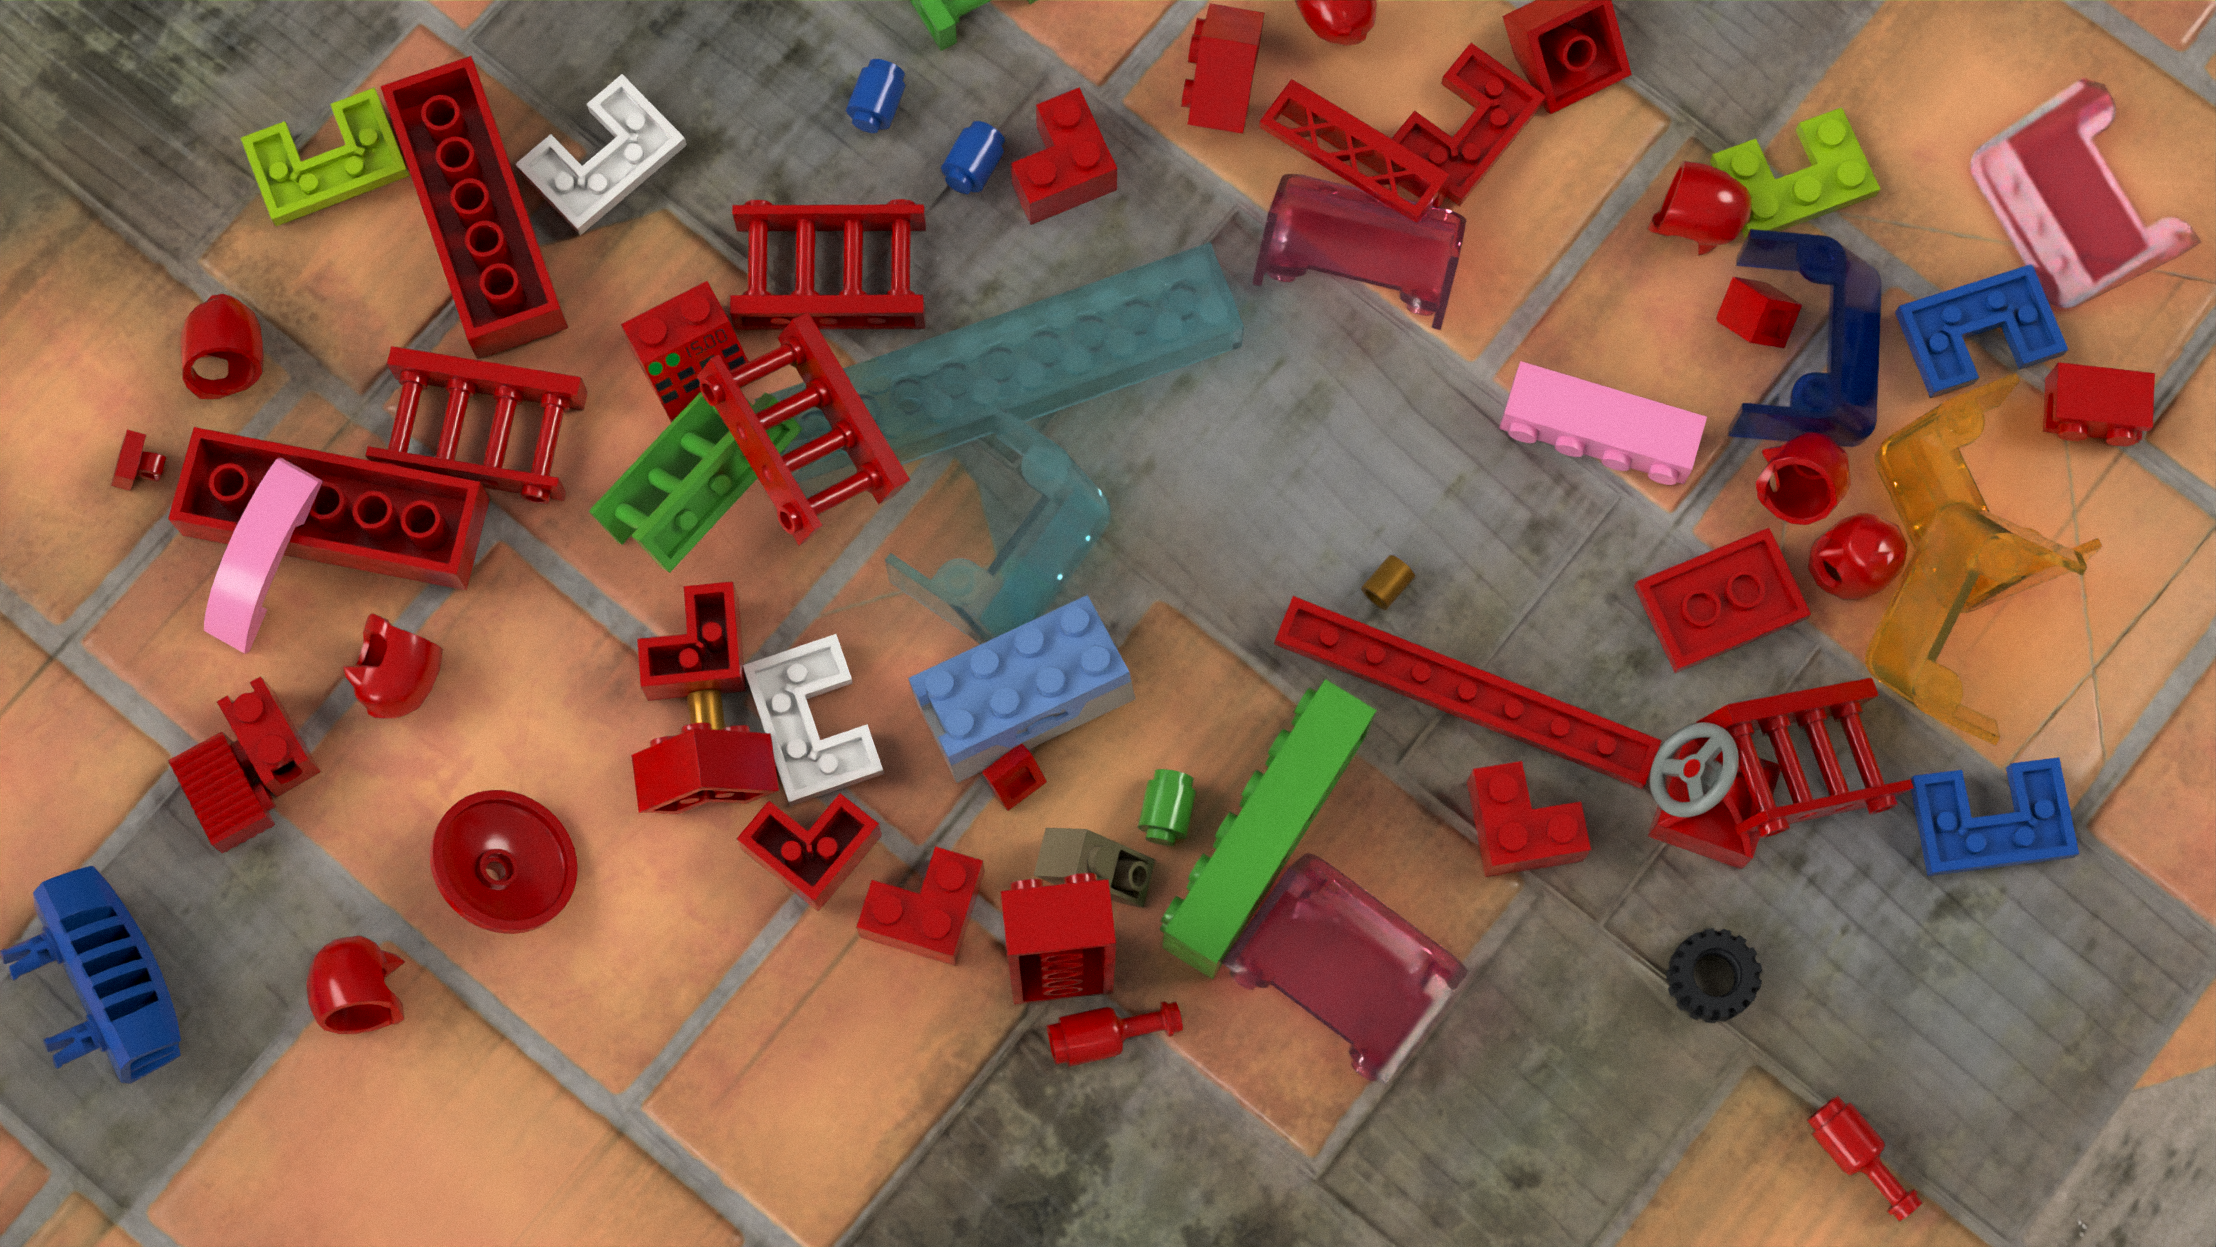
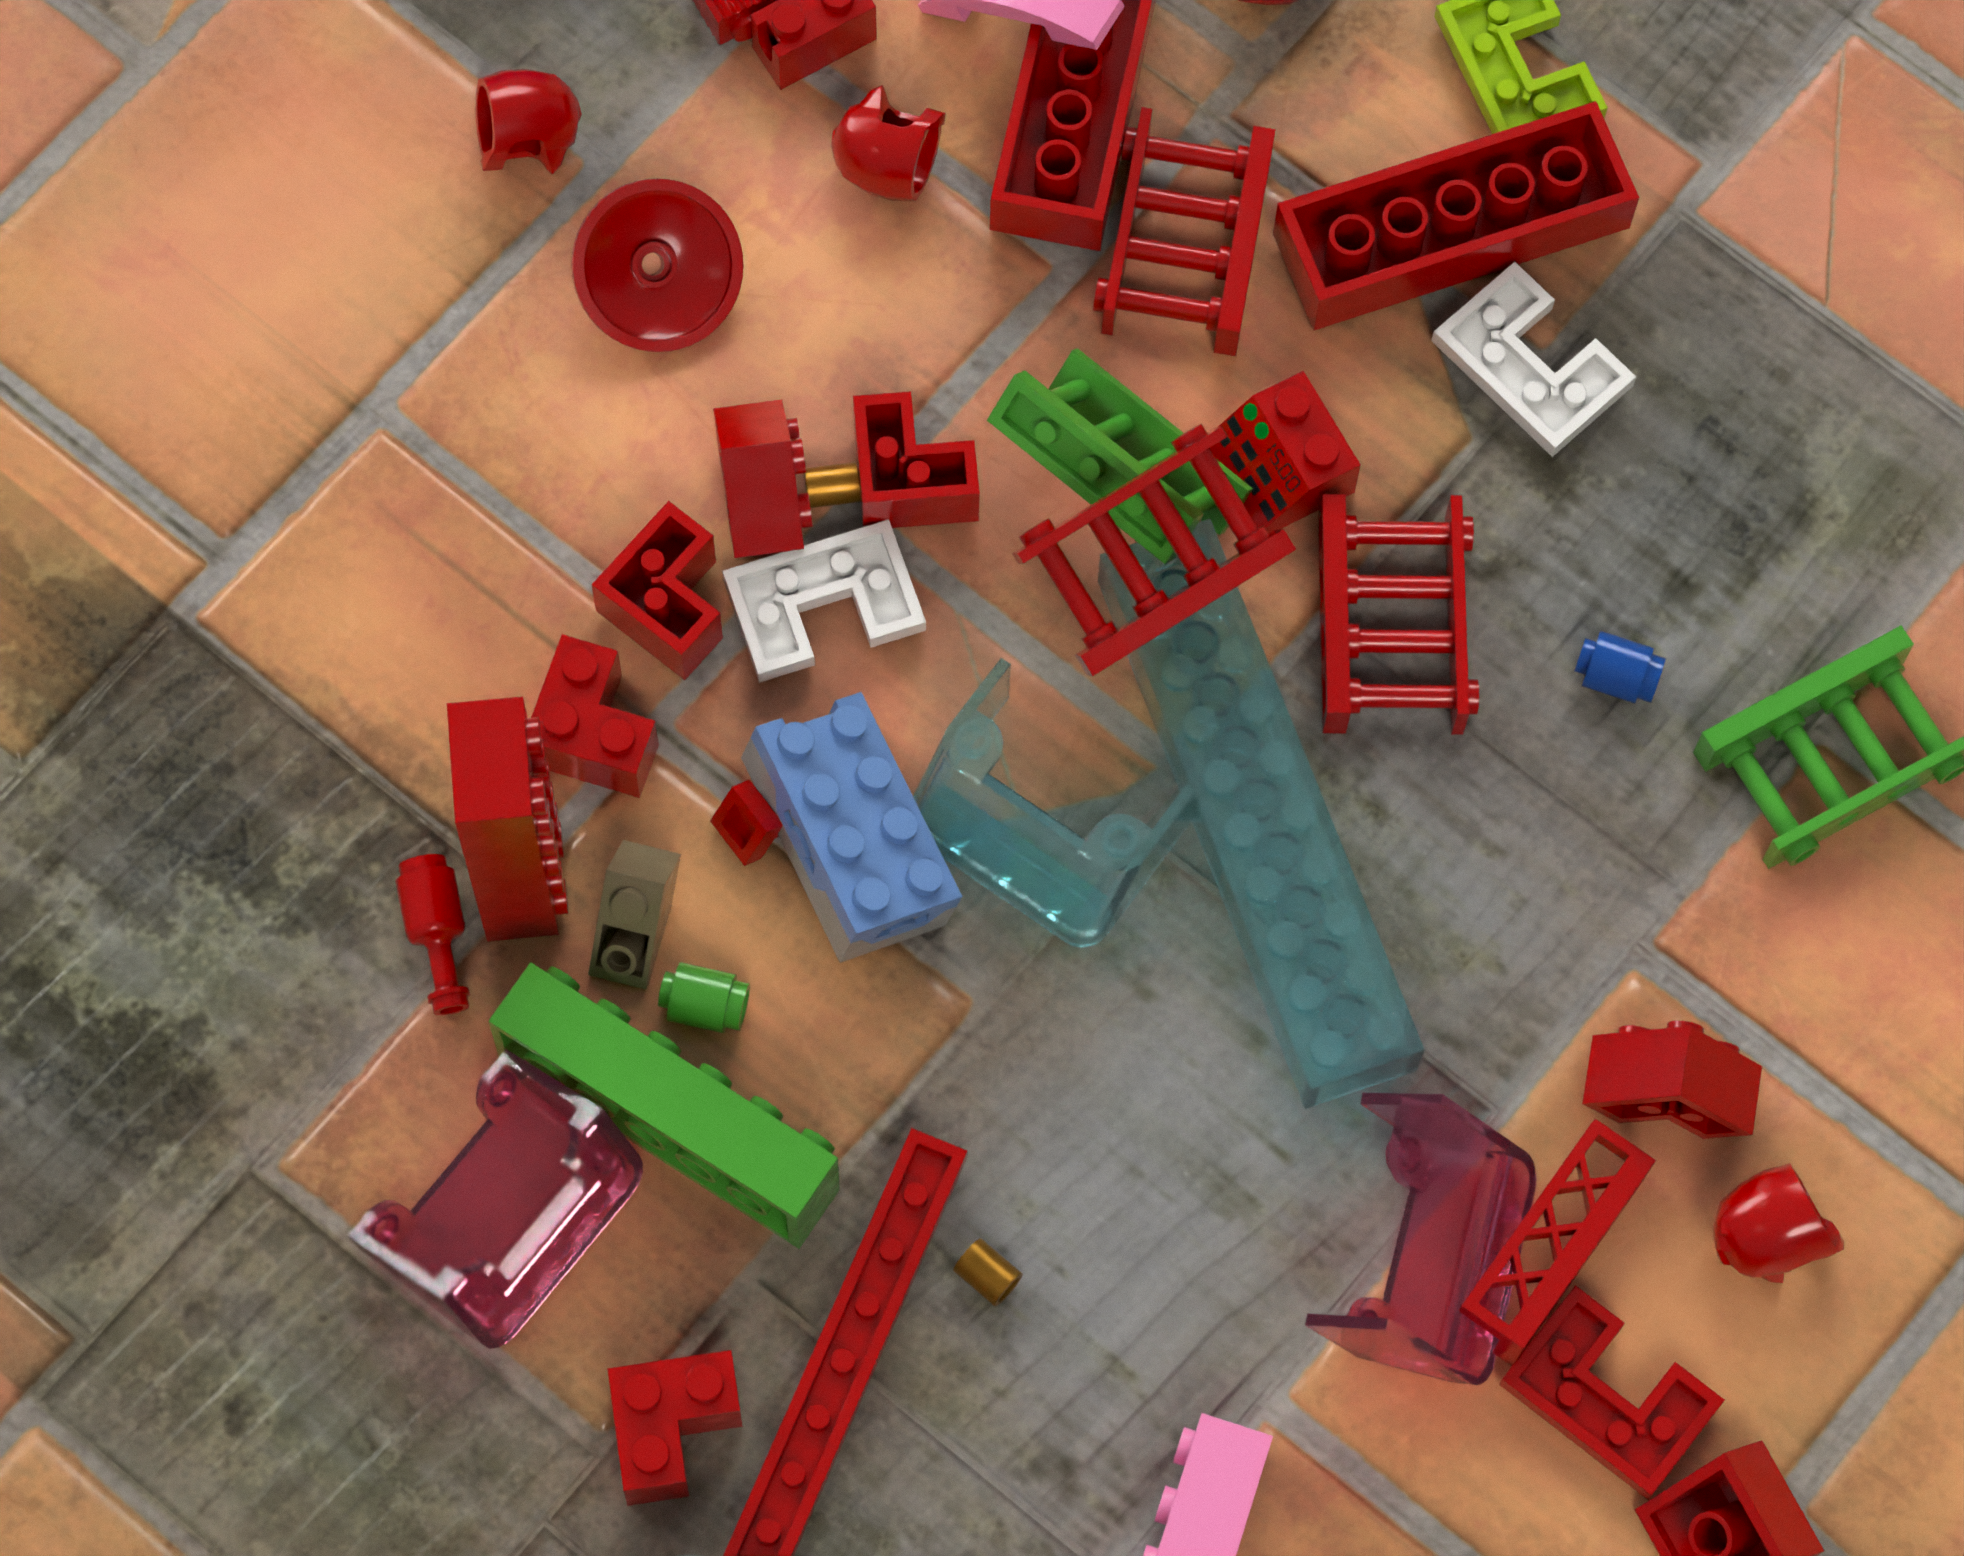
camera: 90 degrees right, 5 degrees down
(973, 158) = (1542, 782): blue brick -> none
(1073, 165) = (1536, 900): red brick -> none

